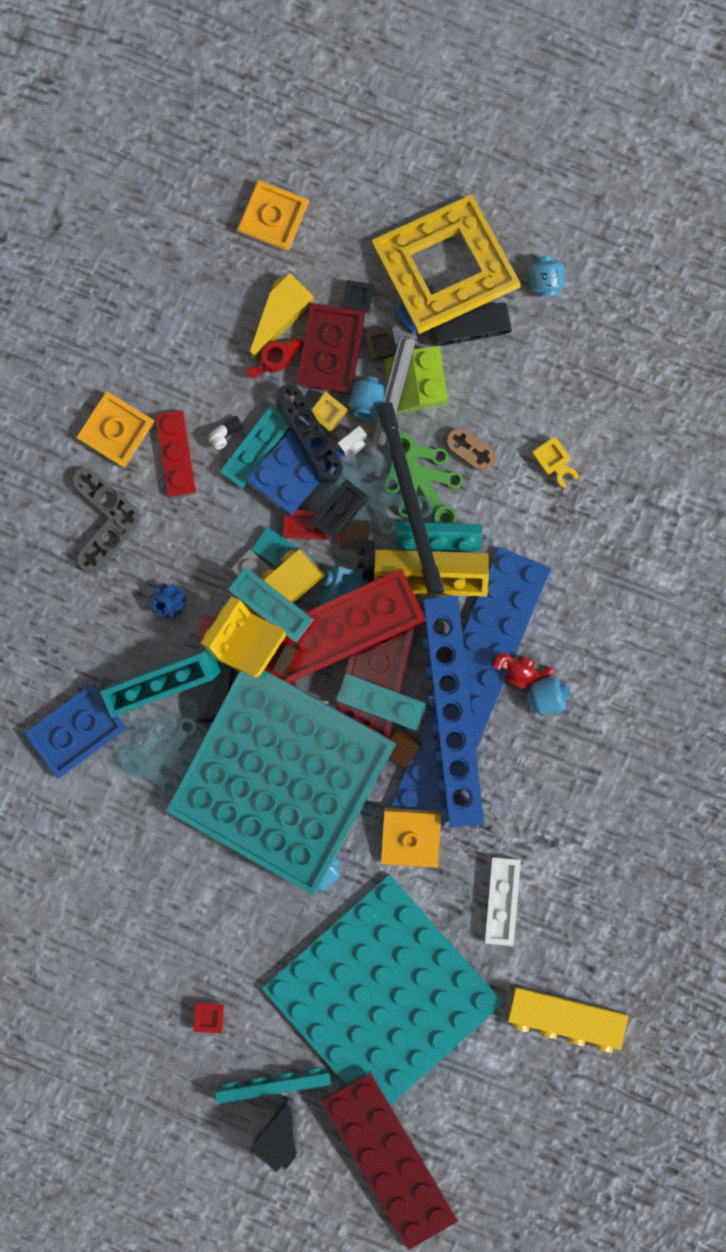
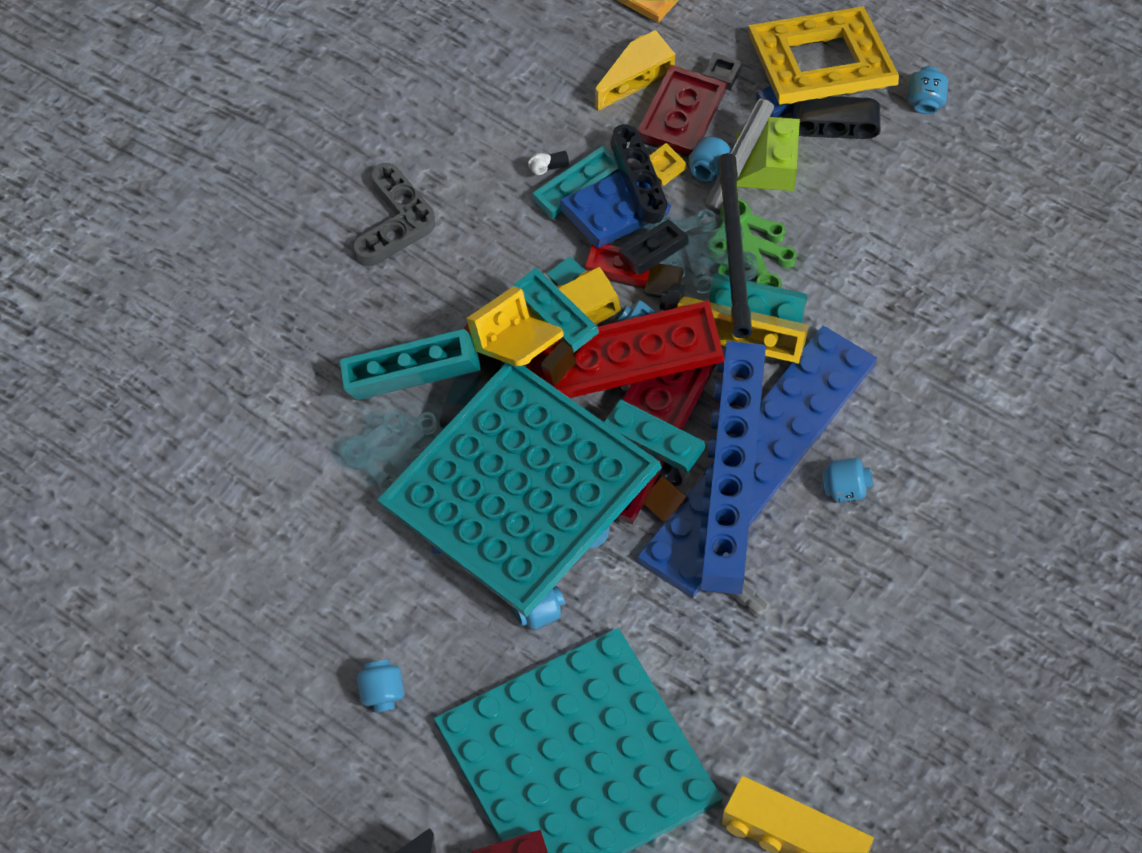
camera: 10 degrees right, 25 degrees down
(75, 731) = (300, 406): blue plate -> none
(115, 429) = (432, 137): light orange plate -> none
(168, 600) = (441, 299): blue gear -> none
(175, 454) = (489, 174): red plate -> none
(208, 1017) = (362, 736): red plate -> none
(212, 972) = (380, 685): none -> dark azure head
(261, 1087) = (404, 827): teal plate -> none
(275, 357) = (619, 105): red piece -> none
(353, 442) = (684, 194): white plate -> none
(380, 343) = (734, 115): dark brown plate -> none
(411, 837) = (653, 591): light orange plate -> none
(474, 444) = (808, 233): medium nougat beam -> none
(502, 901) = (746, 686): white plate -> none
(520, 670) = (818, 447): red piece -> none
(553, 458) = (902, 255): yellow plate -> none

